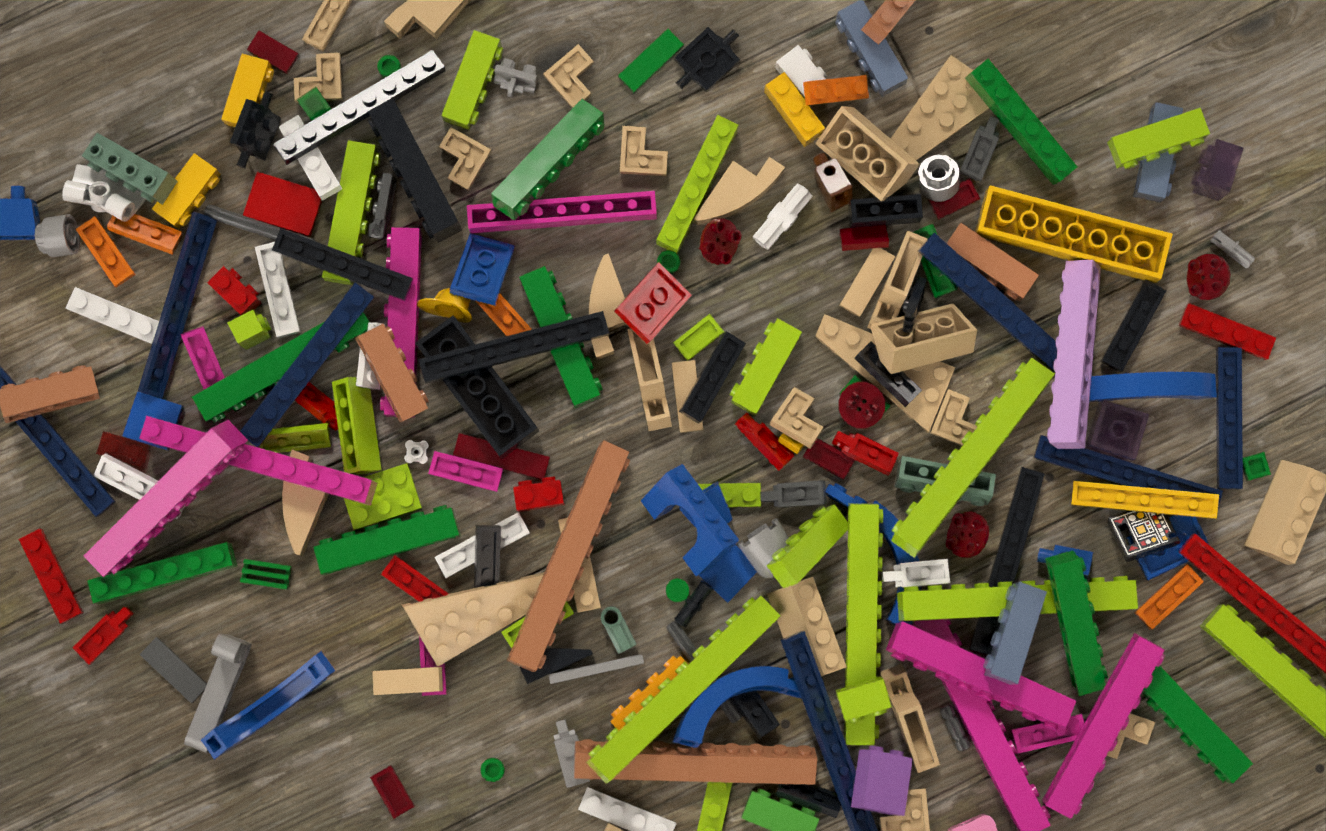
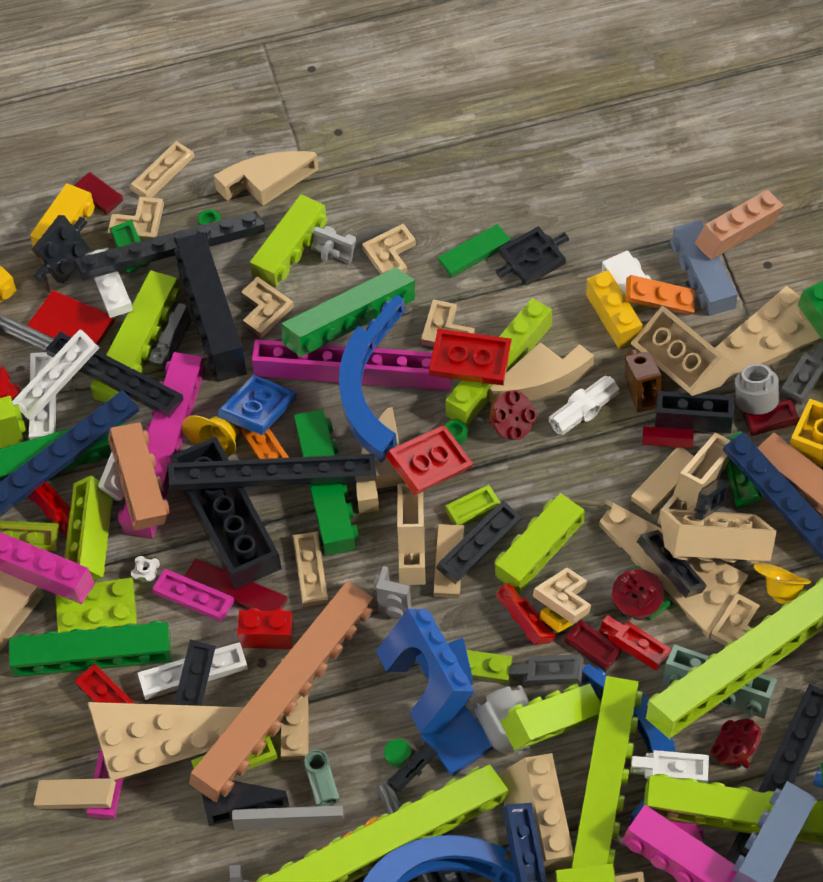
camera: 15 degrees right, 25 degrees down
(288, 277) = (55, 374): none -> white plate
(564, 425) = (310, 569): none -> tan tile
(580, 273) = (363, 423): none -> blue arch
(648, 451) = (391, 596): none -> light grey bracket
(673, 195) = (470, 357): none -> red plate
(783, 317) = (606, 504): none -> dark tan hinge
(986, 370) = (780, 583): none -> yellow piece

